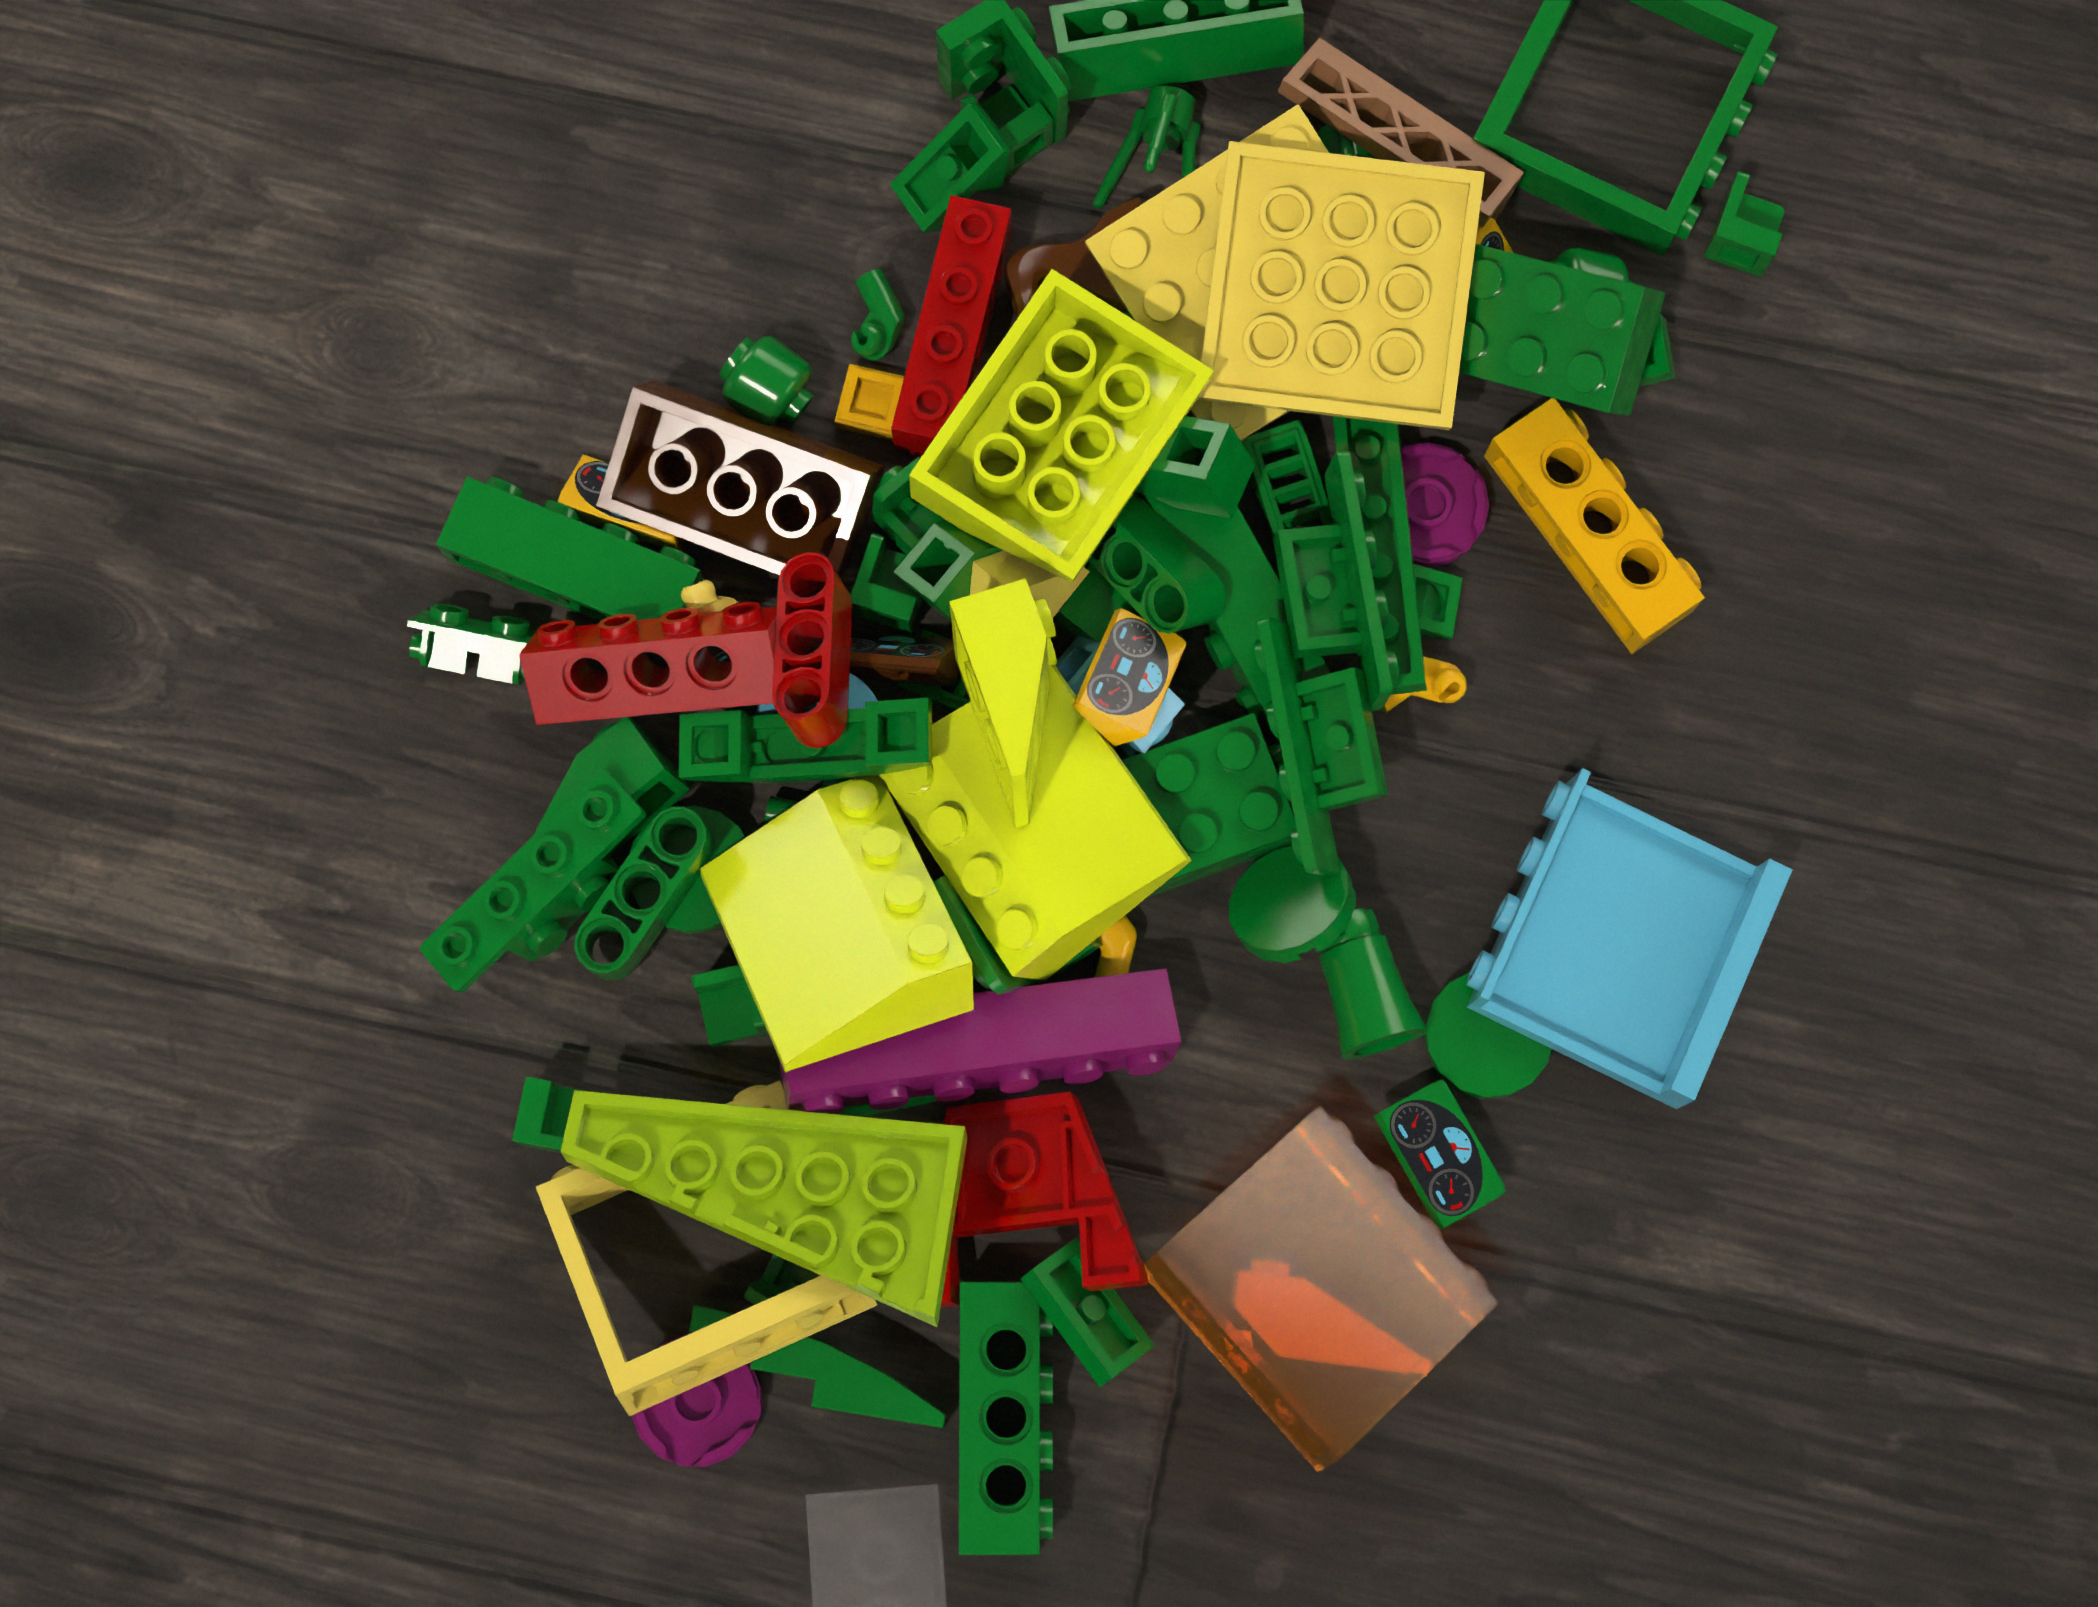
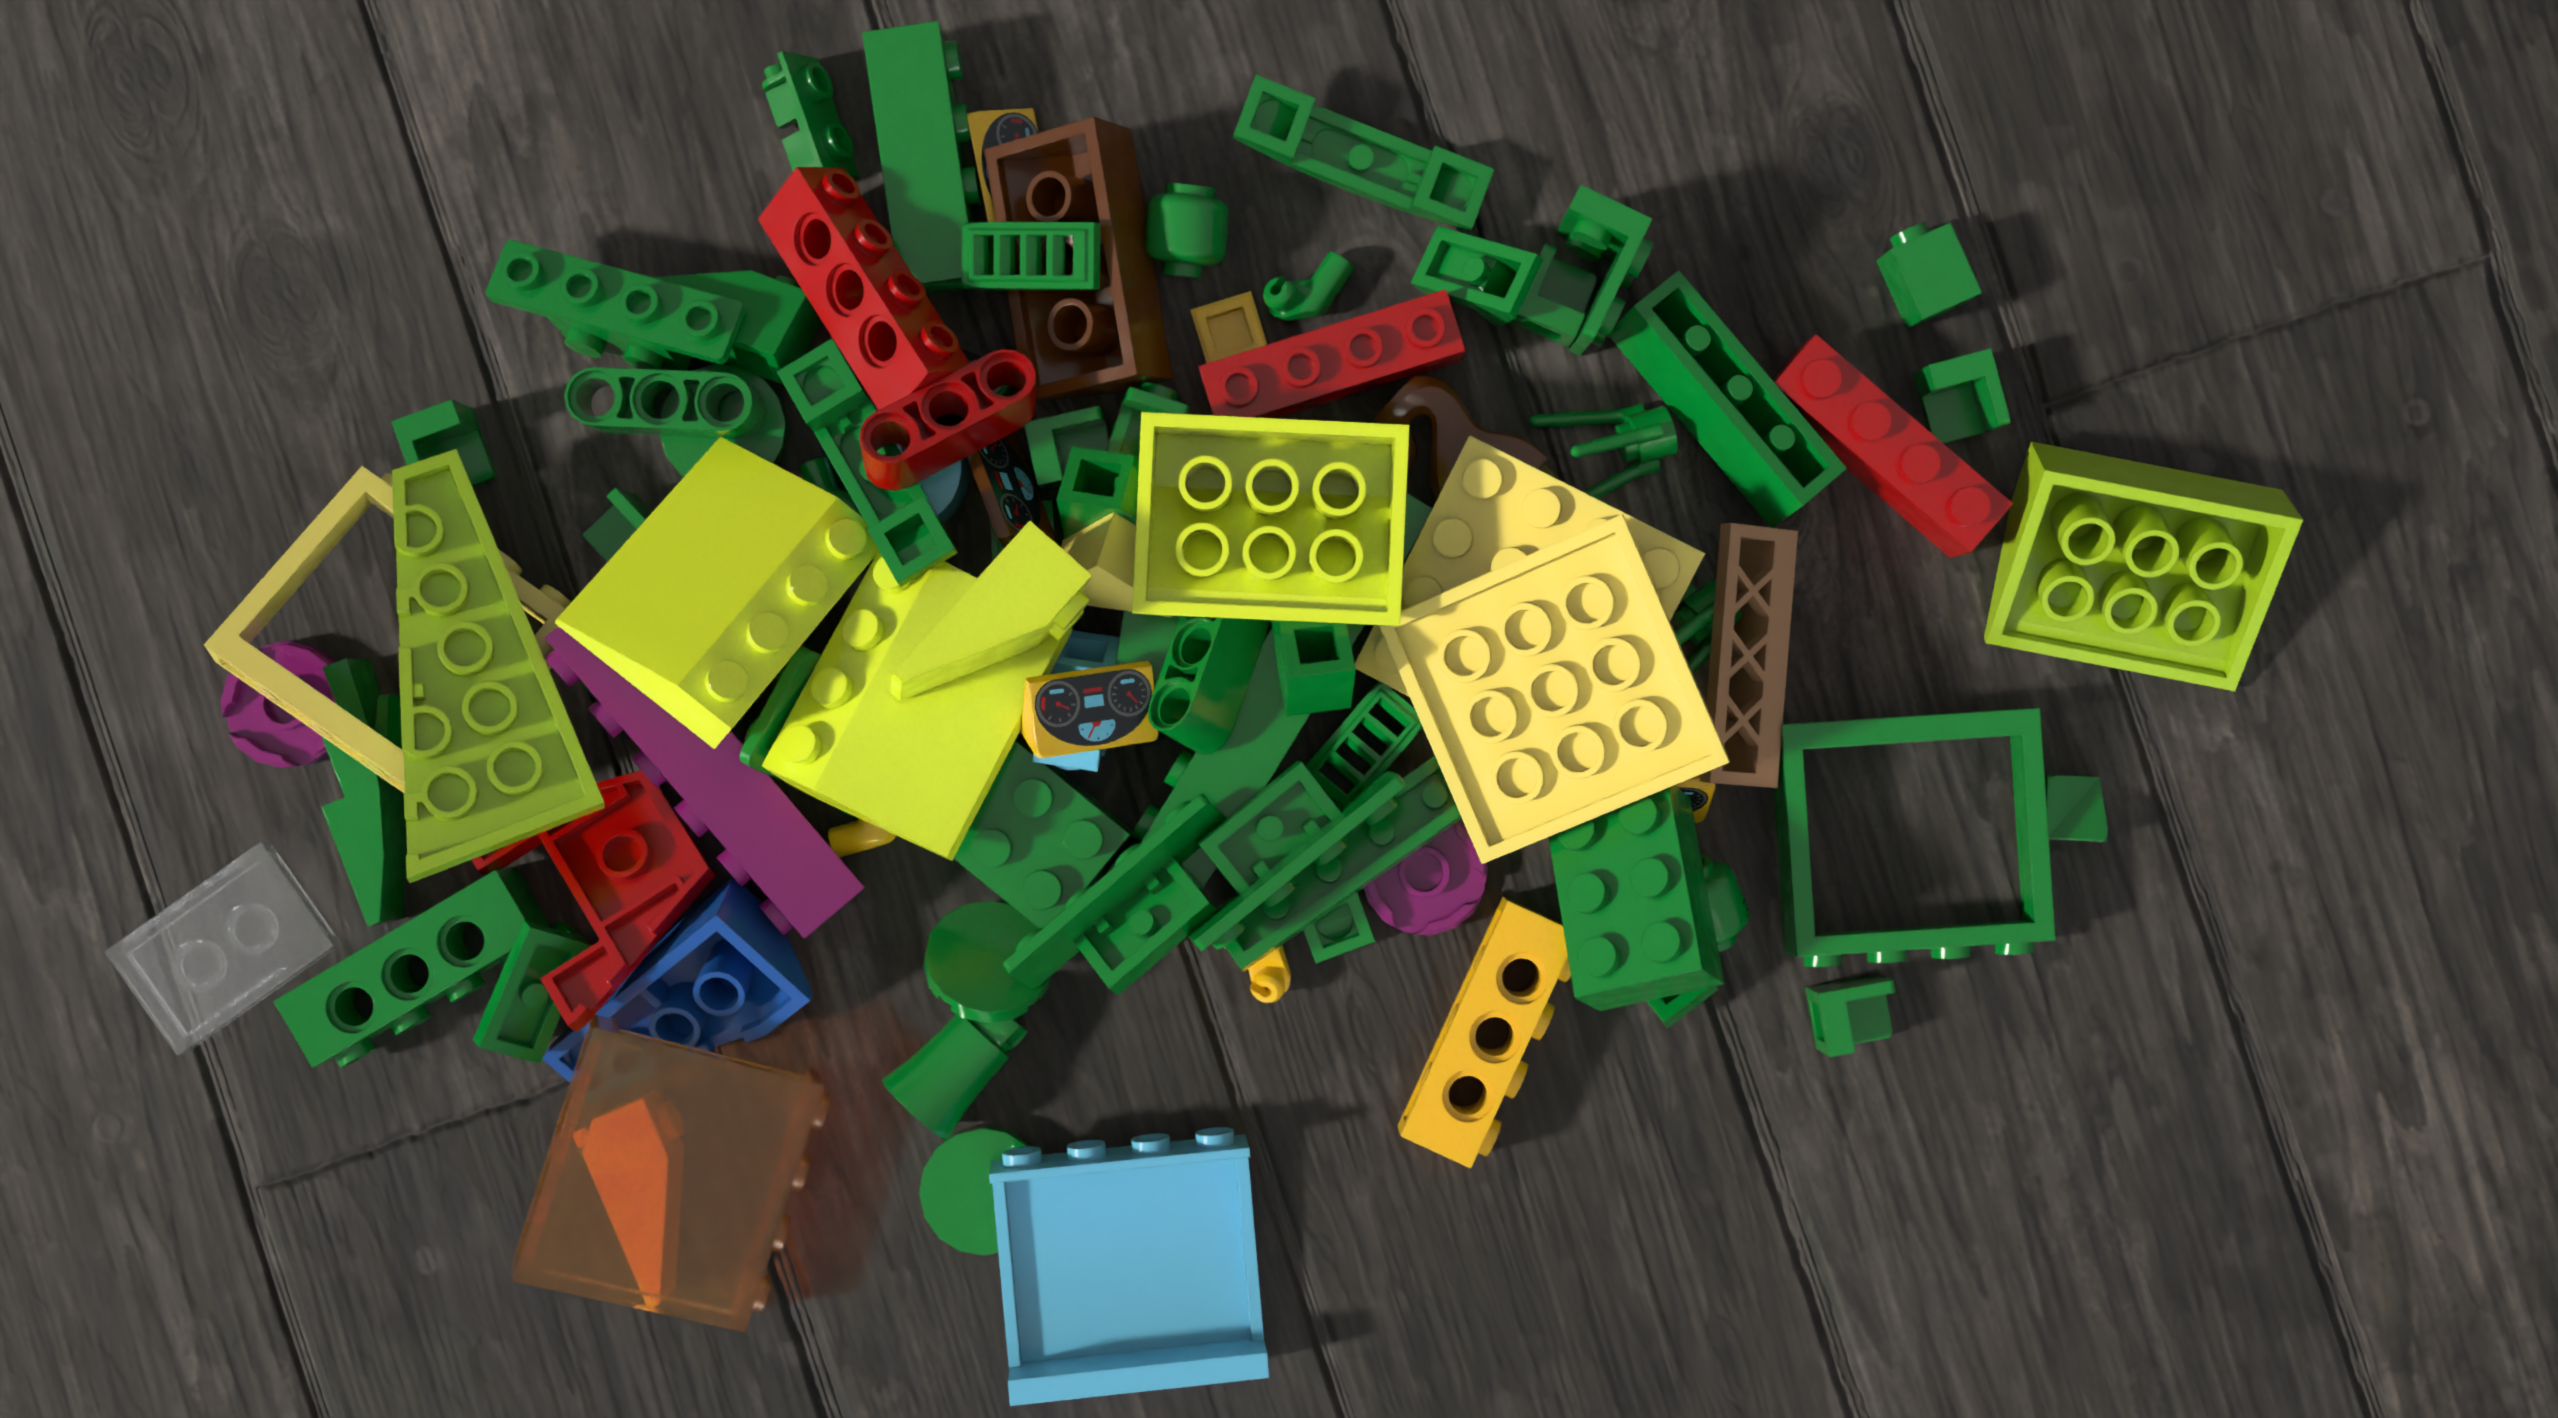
camera: 60 degrees right, 10 degrees up
(684, 551) = (990, 256): none -> green slope
(704, 598) = (949, 301): light yellow arm -> none
(797, 211) = (1360, 157): none -> green slope
(1168, 1156) = (705, 982): none -> blue wedge
(1440, 1154) = (851, 1208): slope -> none

